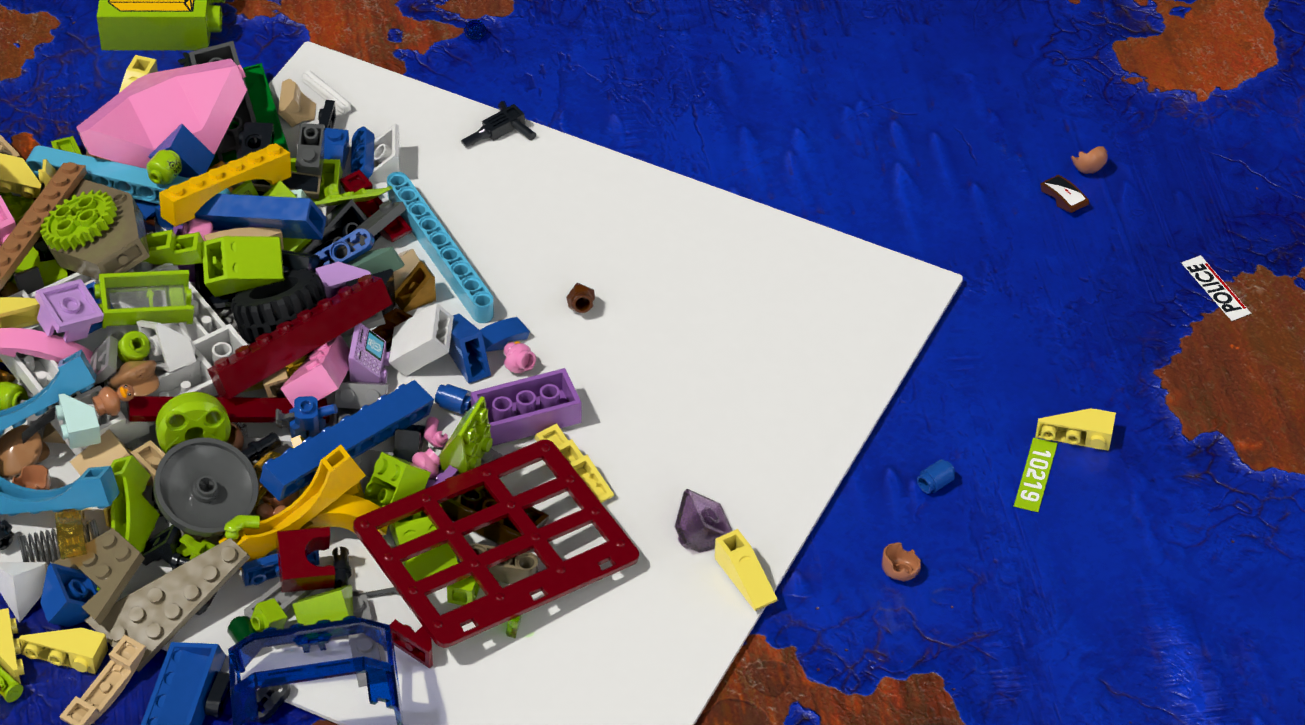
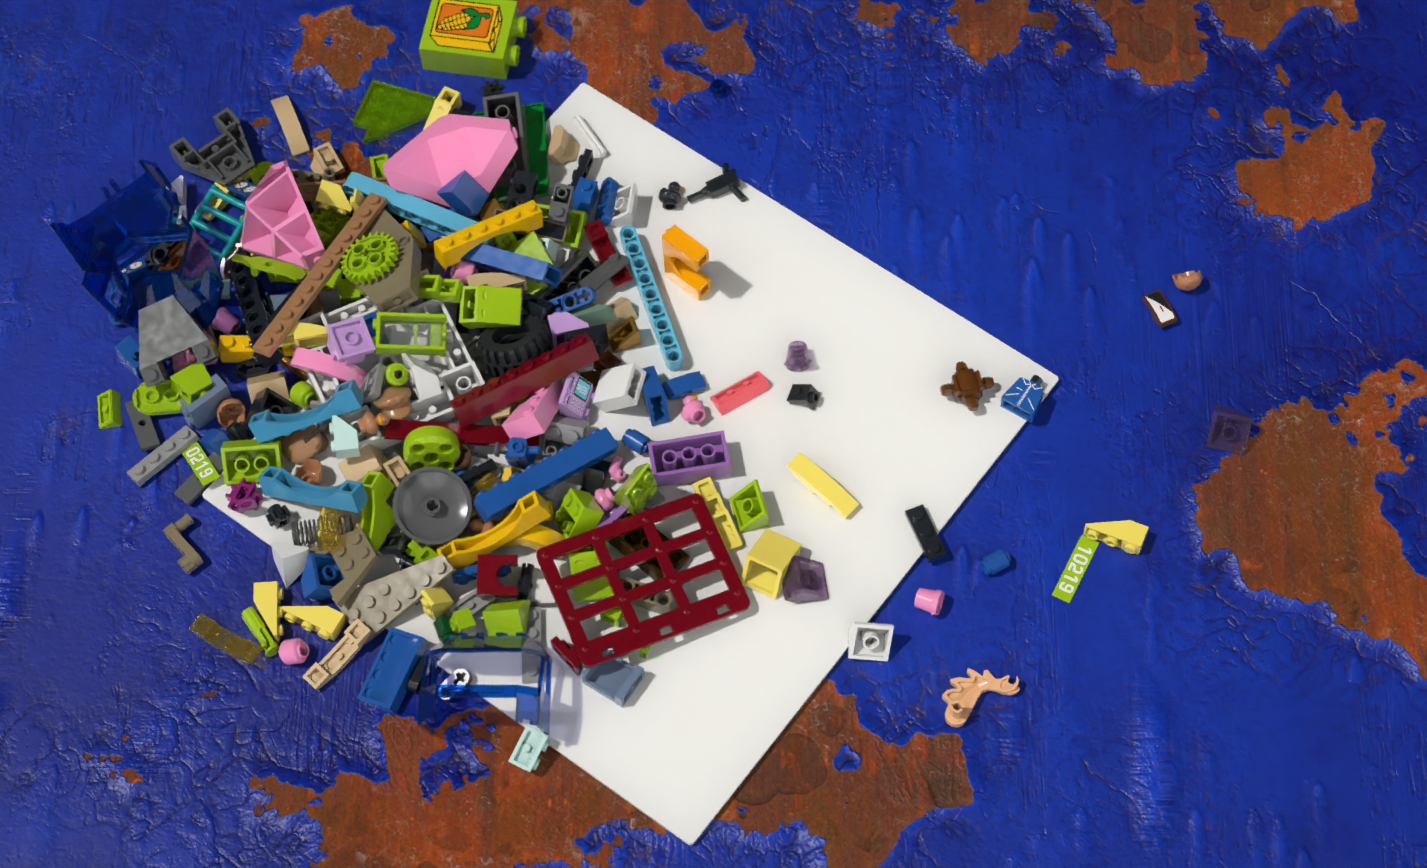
camera: 15 degrees right, 15 degrees up
(43, 688) = (293, 651): none -> bright pink head
(68, 91) = (390, 109): none -> clear neon green wing
(164, 167) = (445, 208): lime head -> none
(226, 602) = (435, 601): none -> light yellow slope
(238, 523) = (451, 540): lime arm -> none
(333, 197) = (573, 245): lime piece -> none
(441, 141) = (671, 196): none -> black animal
(469, 212) = (683, 260): none -> light orange arch
(478, 663) = (613, 679): none -> sand blue panel
(574, 335) = (740, 393): none -> coral slope
(581, 298) = (751, 362): reddish brown rock -> none
(615, 452) = (749, 508): none -> lime slope
(638, 287) = (797, 357): none -> clear purple piece
(653, 508) = (768, 562): none -> light yellow slope
(654, 325) = (804, 394): none -> black bracket
(701, 416) = (822, 484): none -> light yellow slope
(744, 570) = (827, 629): light yellow slope -> none
(801, 577) = (869, 641): none -> white slope
(841, 456) = (925, 533): none -> black plate
(855, 292) = (967, 386): none -> reddish brown piece
(864, 527) = (929, 600): none -> bright pink piece
(899, 563) = (949, 636): nougat hair -> none
(927, 298) = (1024, 397): none -> blue torso
(937, 620) = (967, 692): none -> light nougat animal
(1183, 305) = (1229, 430): none -> clear purple slope
(1216, 288) = (1262, 414): sticker -> none

